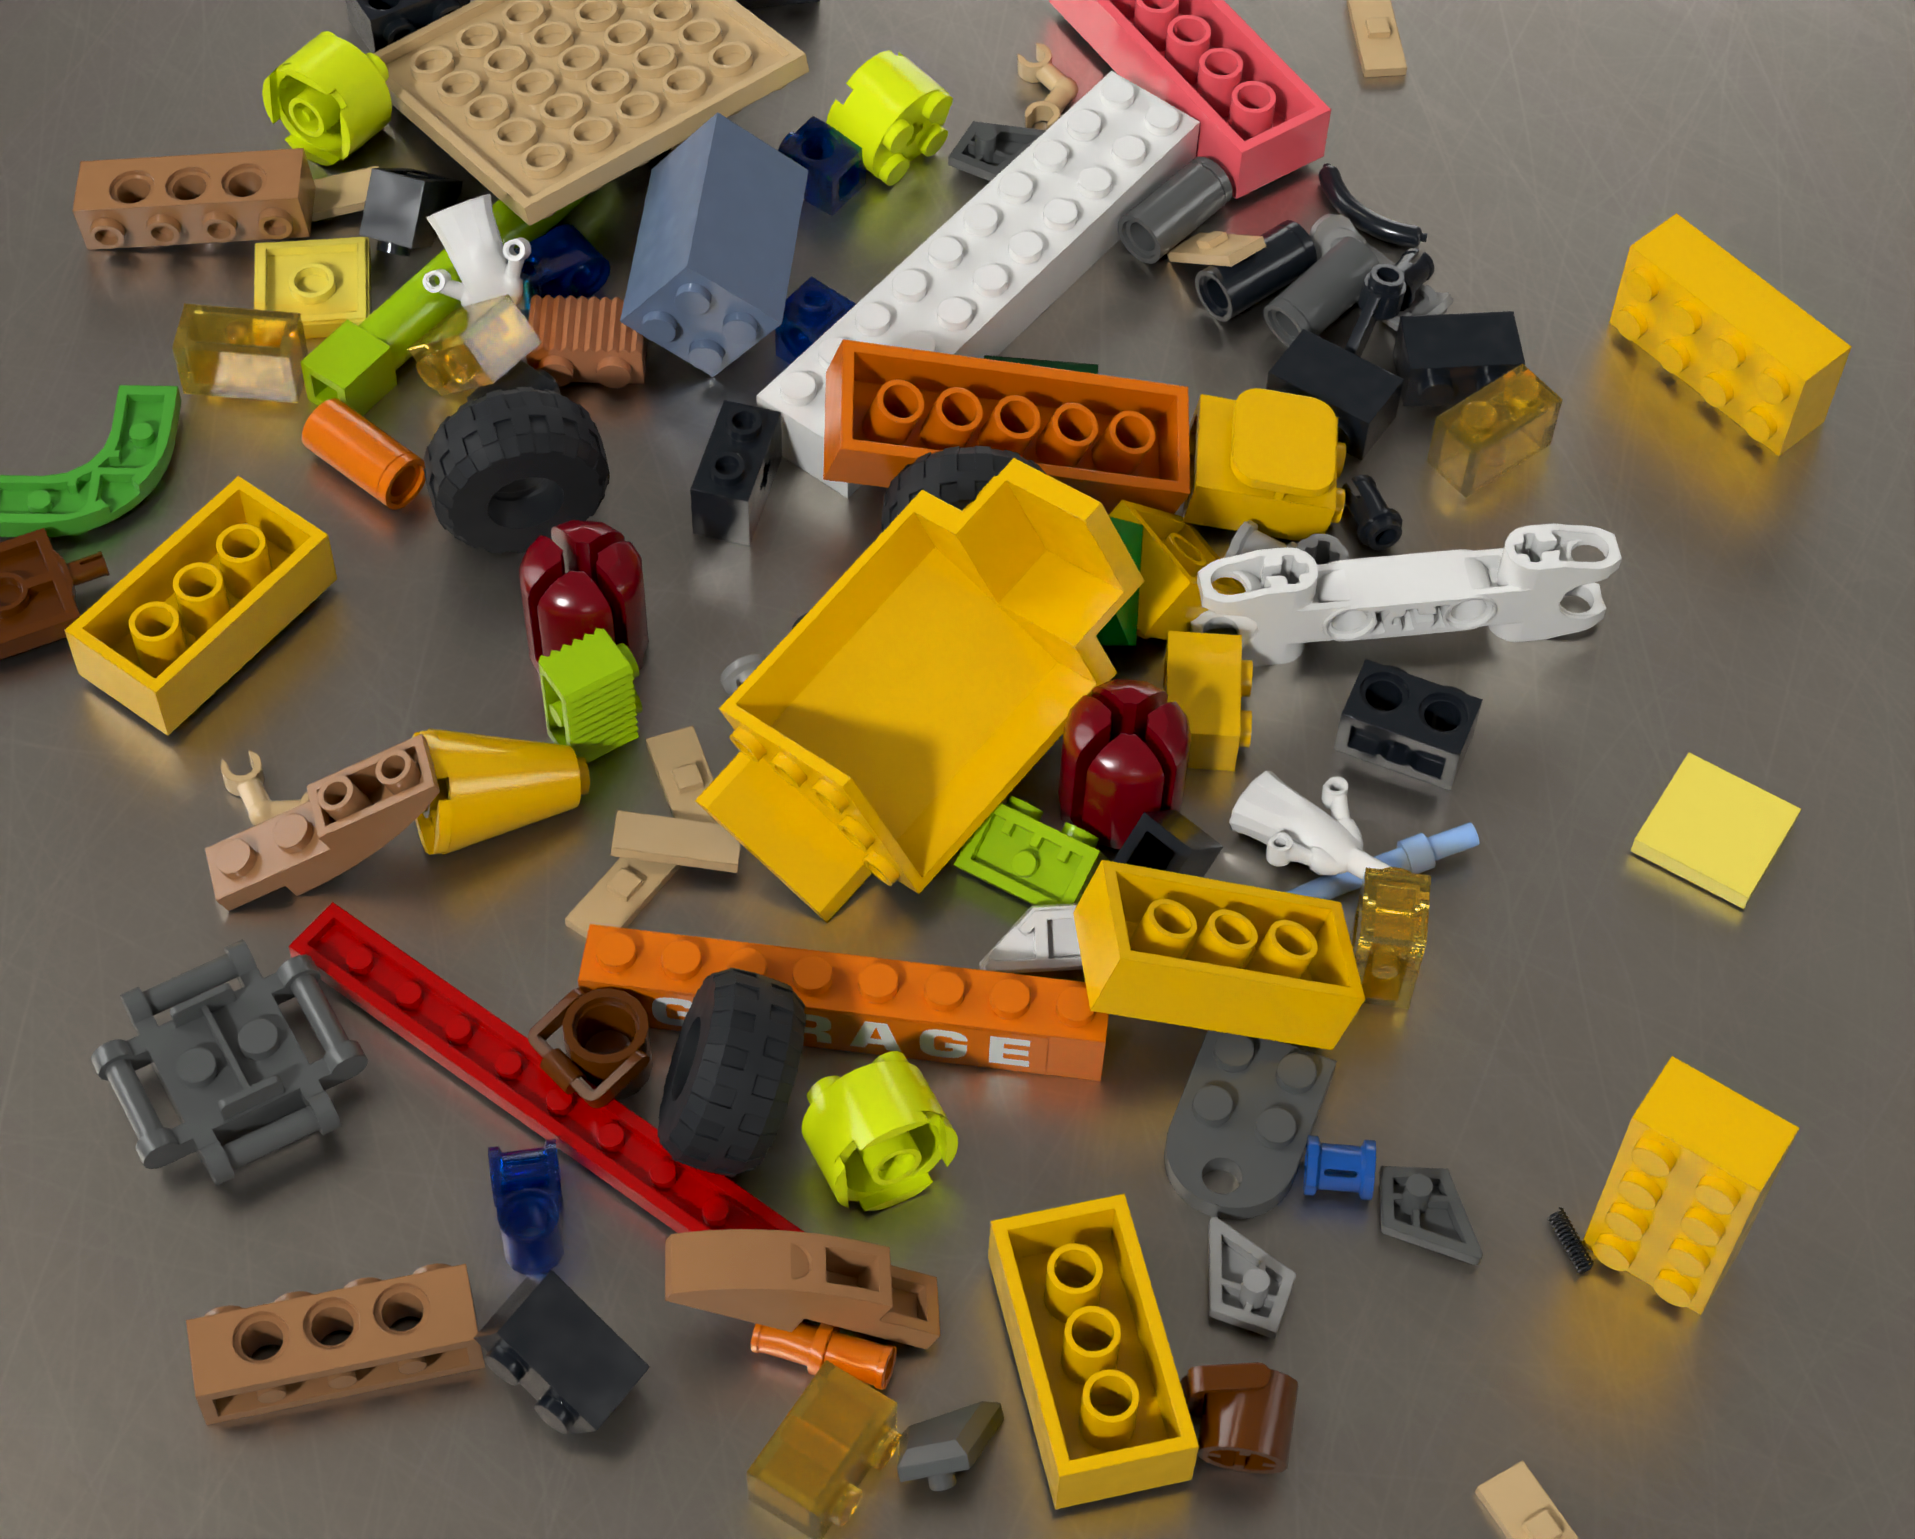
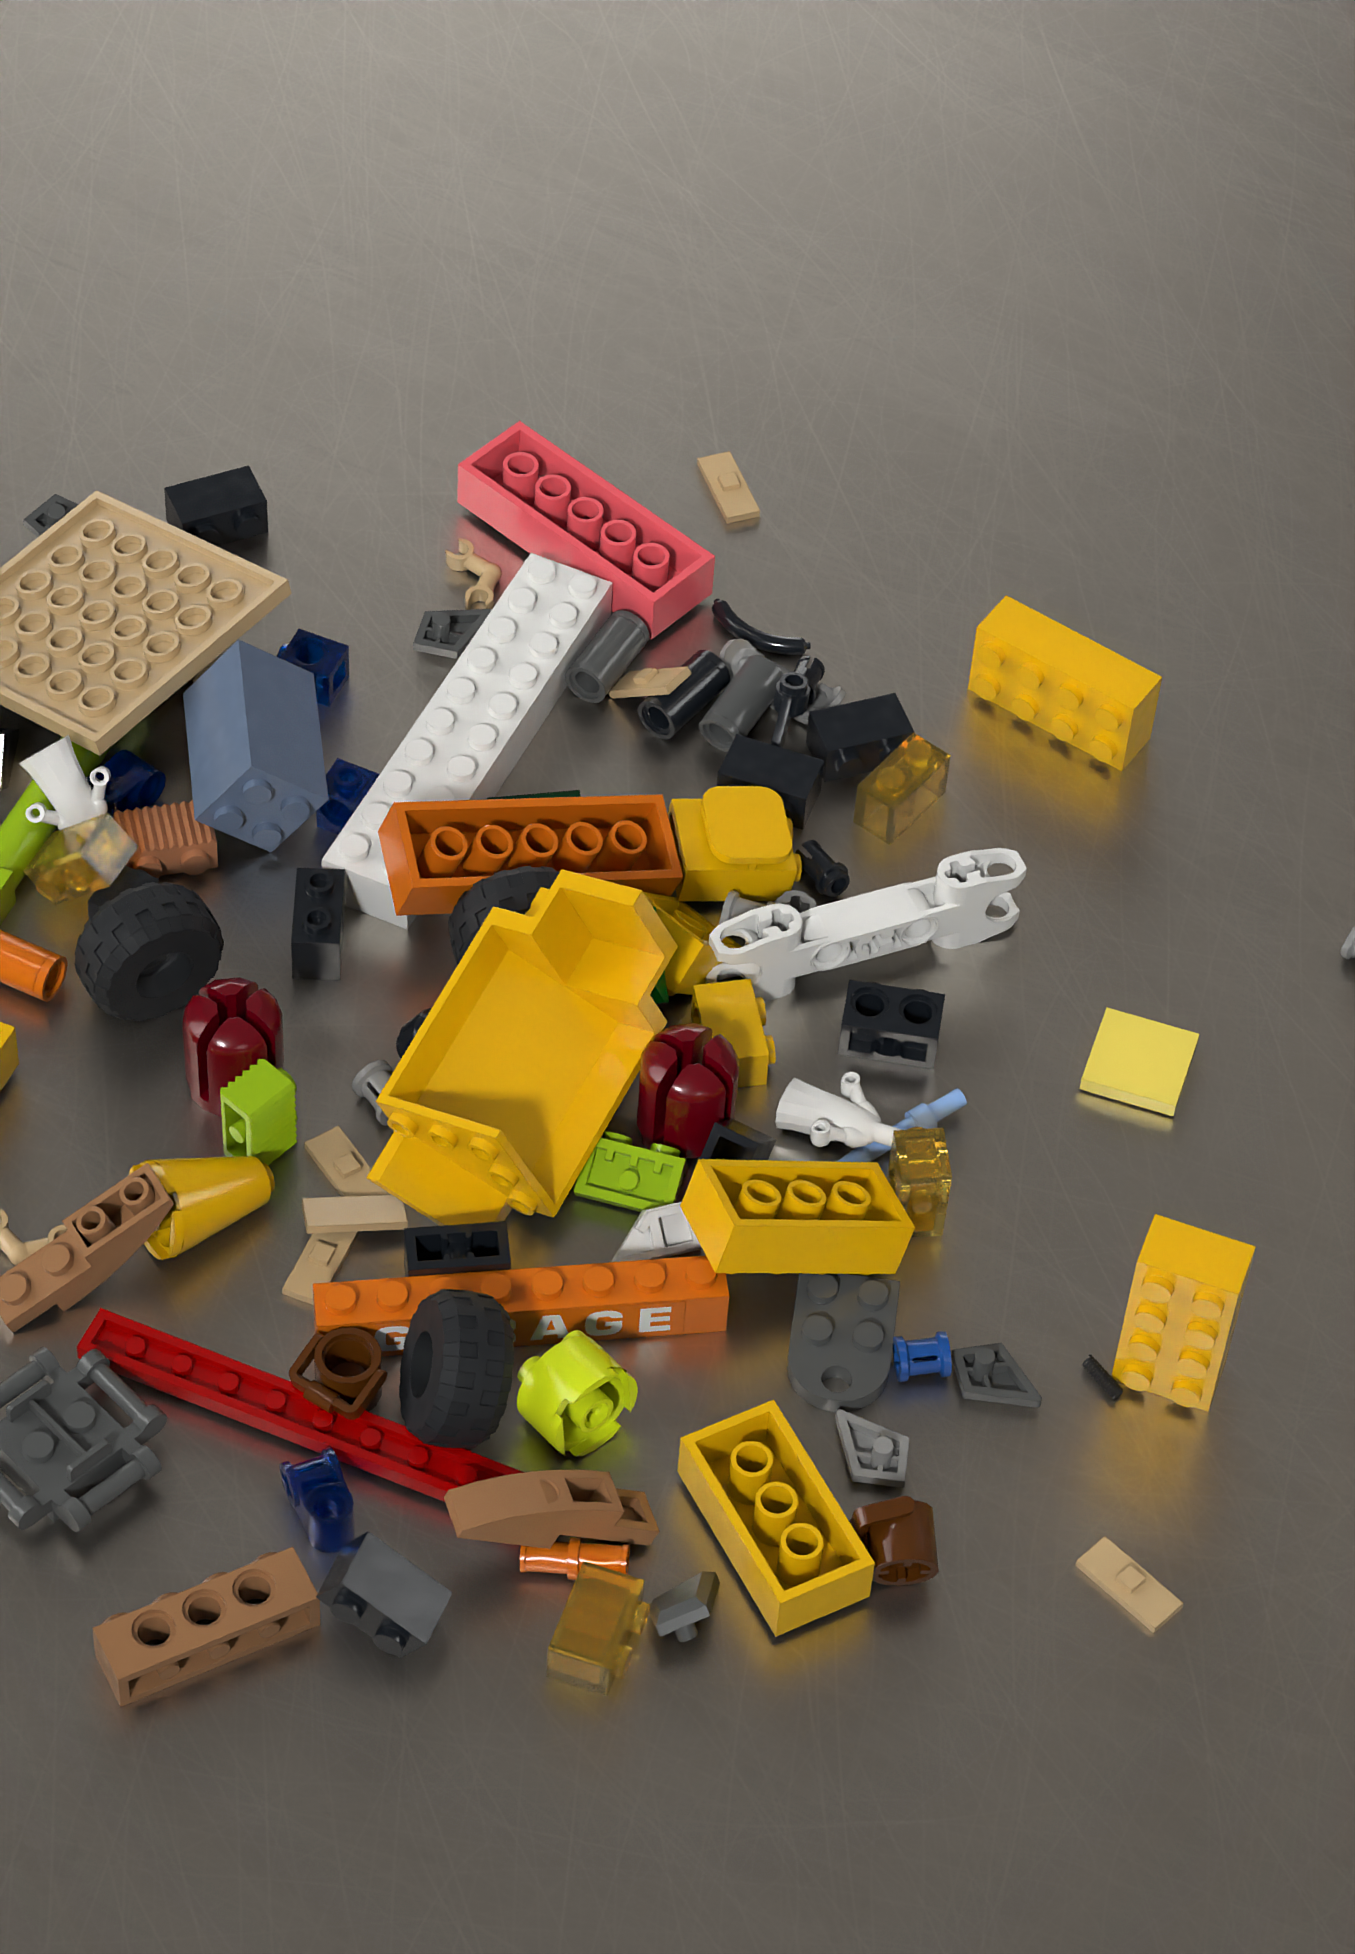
camera: 15 degrees left, 5 degrees down
(781, 914) = (456, 1249): none -> black brick
(892, 114) = (363, 616): neon yellow brick -> none

